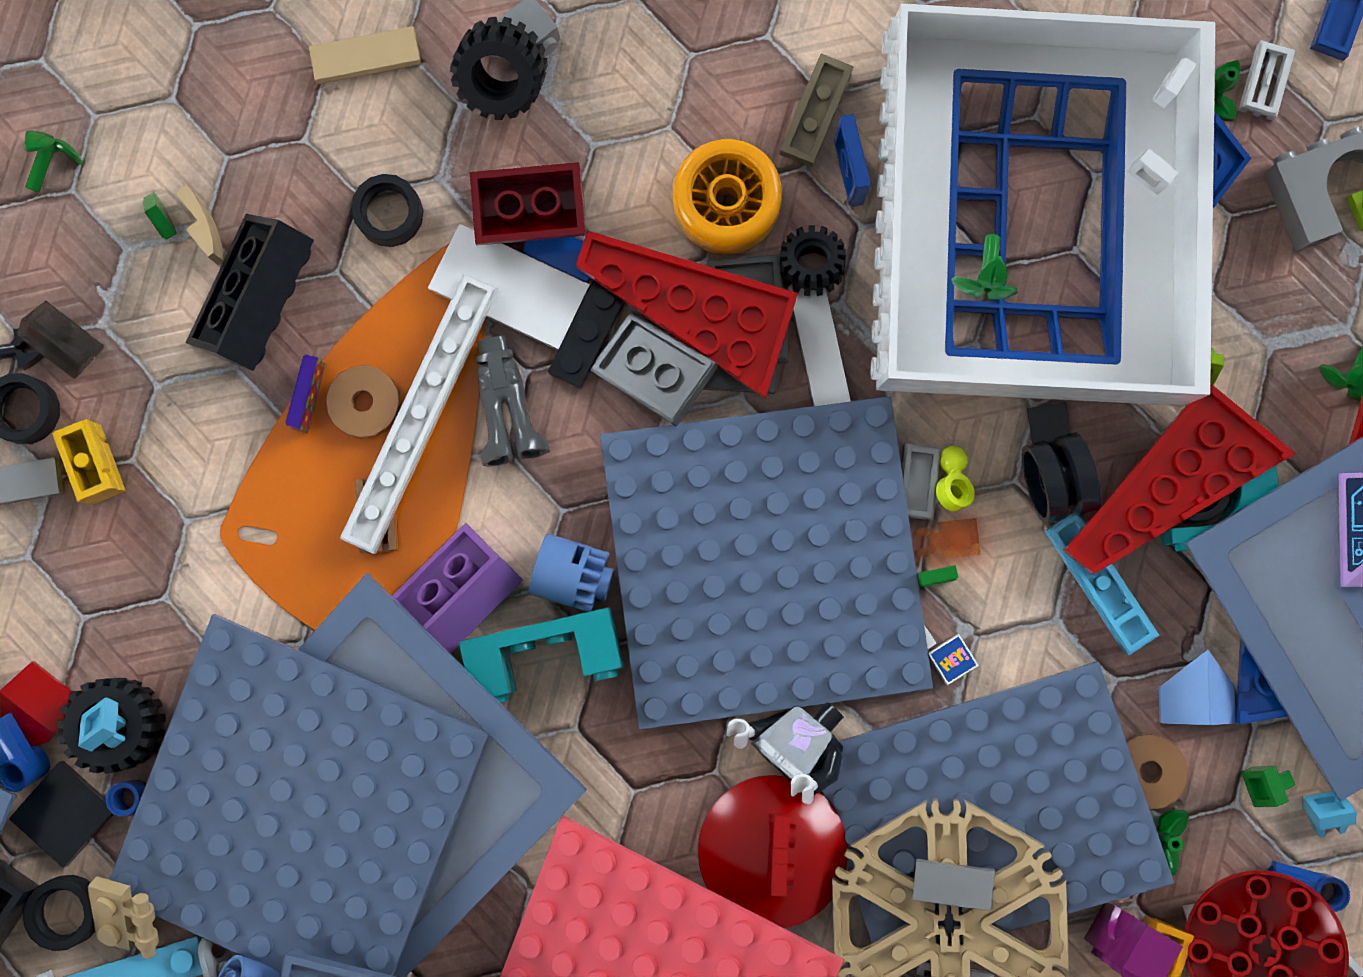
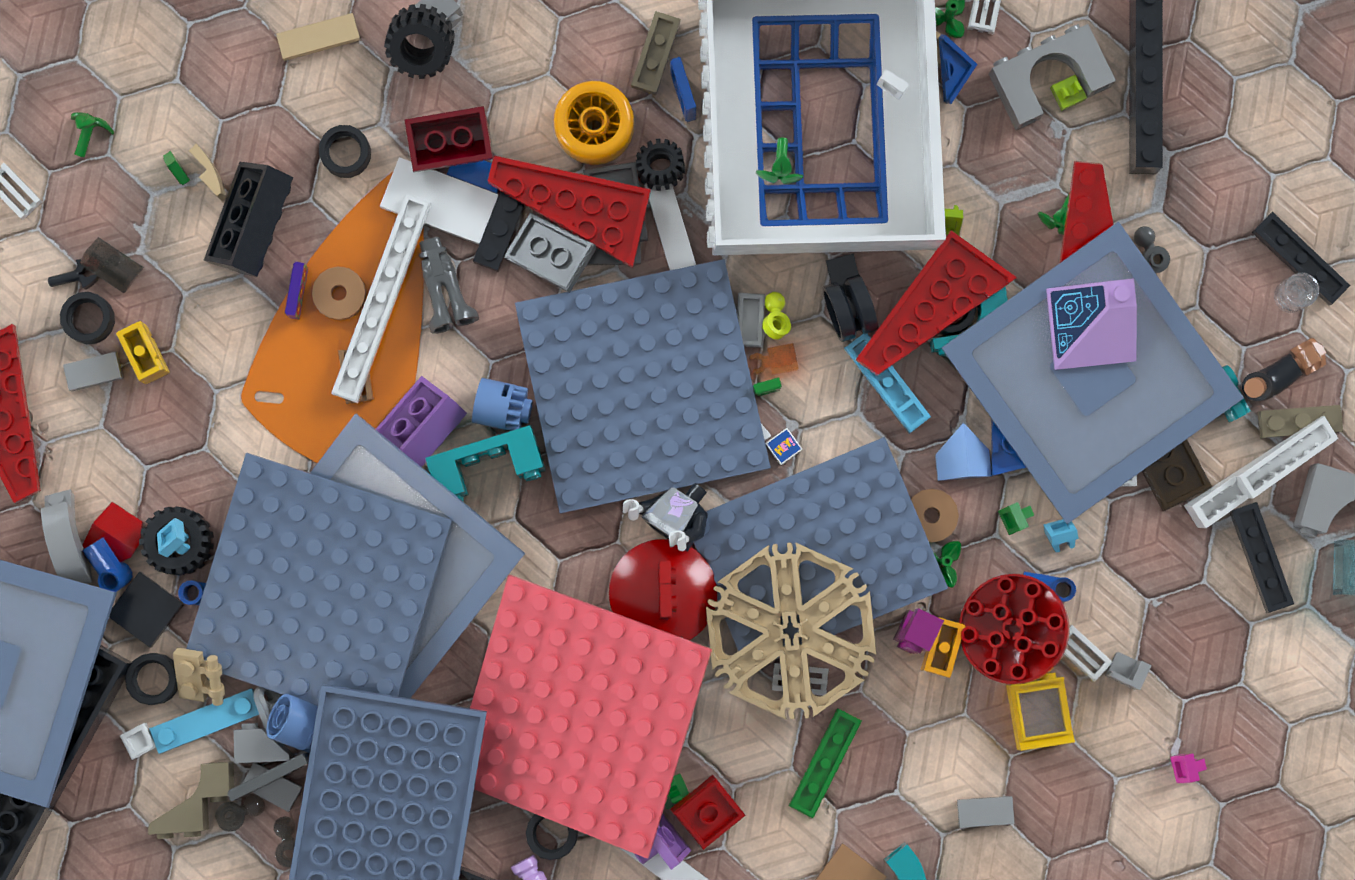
camera: 10 degrees left, 0 degrees up
(953, 884) = (790, 601): light grey tile -> none
(1174, 82) = (903, 19): white tile -> none

